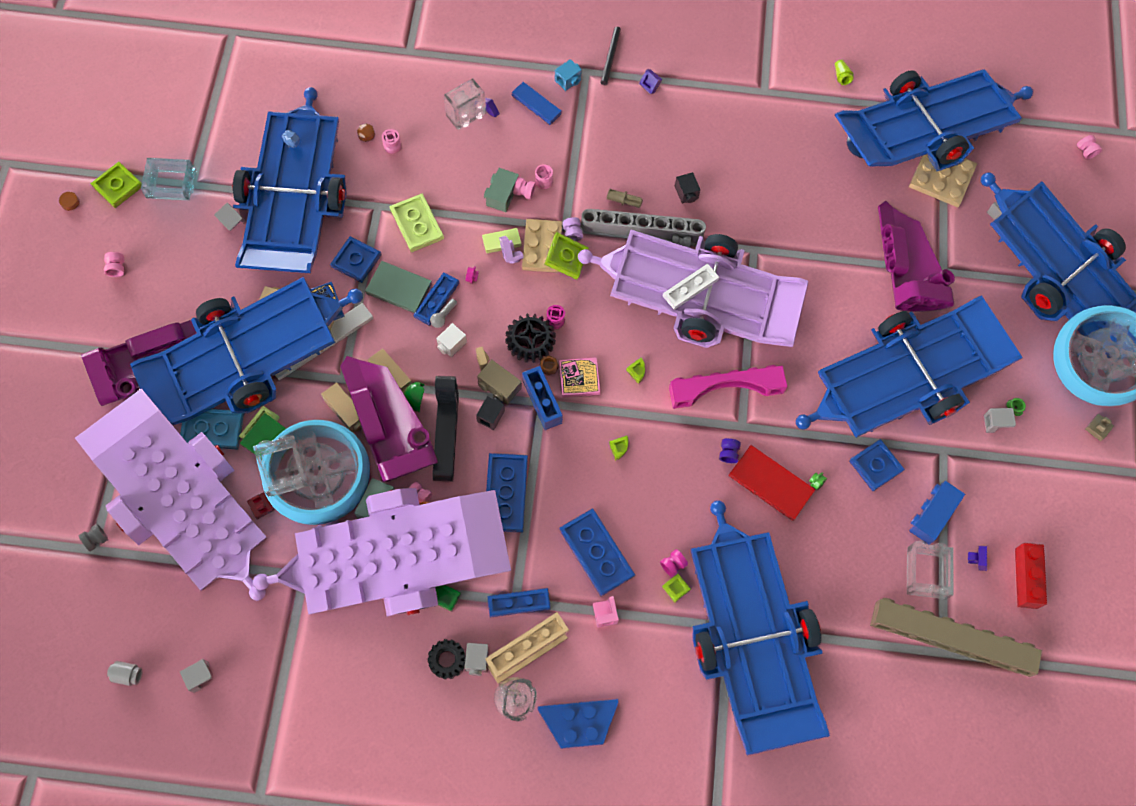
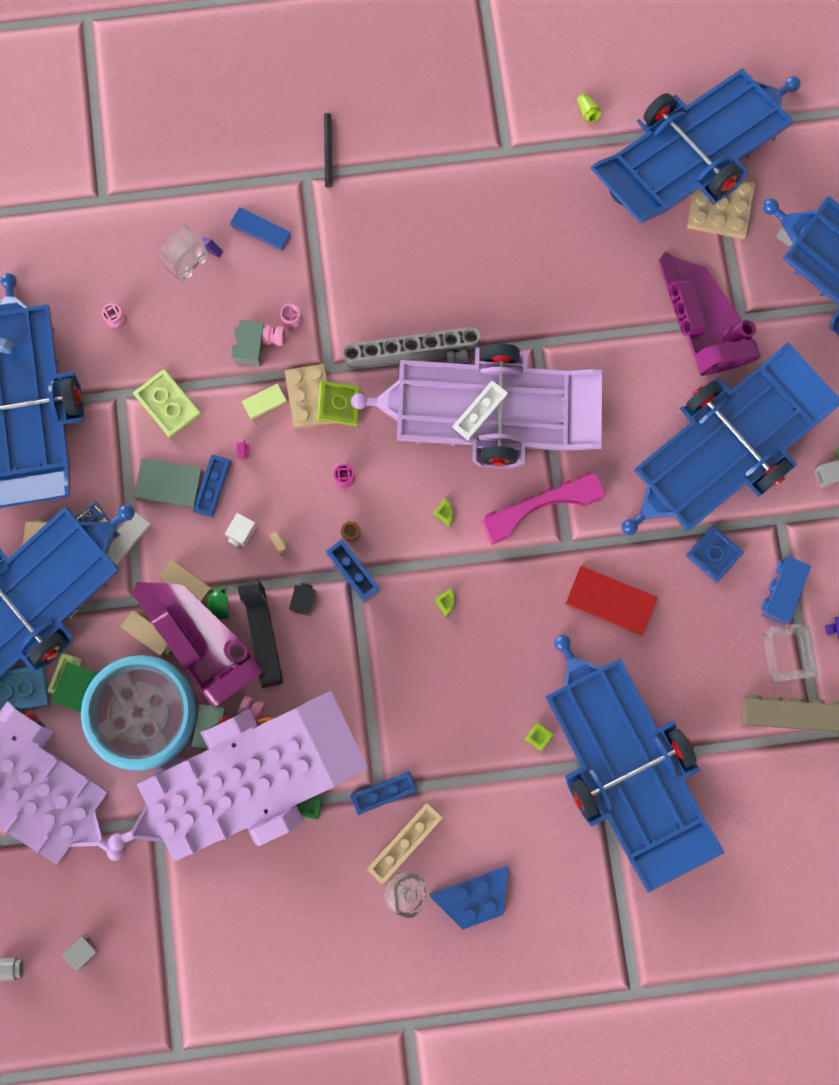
camera: 10 degrees left, 10 degrees up
(260, 505) = (90, 760): dark red tile -> none
(285, 484) = (115, 739): clear window -> none
(355, 259) = (113, 462): blue tile -> none
(366, 132) = (82, 311): dark orange tile -> none
(437, 650) = (317, 880): black tyre -> none
(438, 319) = (220, 509): light grey bar -> none
(475, 658) = (356, 863): light grey brick -> none
(499, 382) = (303, 564): dark tan brick -> none
(507, 248) = (277, 416): lavender bracket -> none
(508, 478) = (341, 675): blue tile -> none
(545, 334) = (317, 490): black gear -> none
(568, 74) = (287, 186): dark azure brick -> none
(572, 228) = (337, 370): lavender wheel -> none
(579, 377) = (385, 536): tile -> none
(597, 552) = (449, 720): blue tile -> none
(605, 613) = (473, 781): bright pink panel -> none
(624, 198) = (383, 319): dark tan axle -> none
(650, 81) = (379, 172): dark purple tile -> none
(674, 563) = (530, 713): dark pink wheel -> none
(687, 188) = (449, 291): black brick -> none
(729, 450) = (560, 578): dark purple wheel -> none
(817, 480) = (657, 587): bright green plate -> none

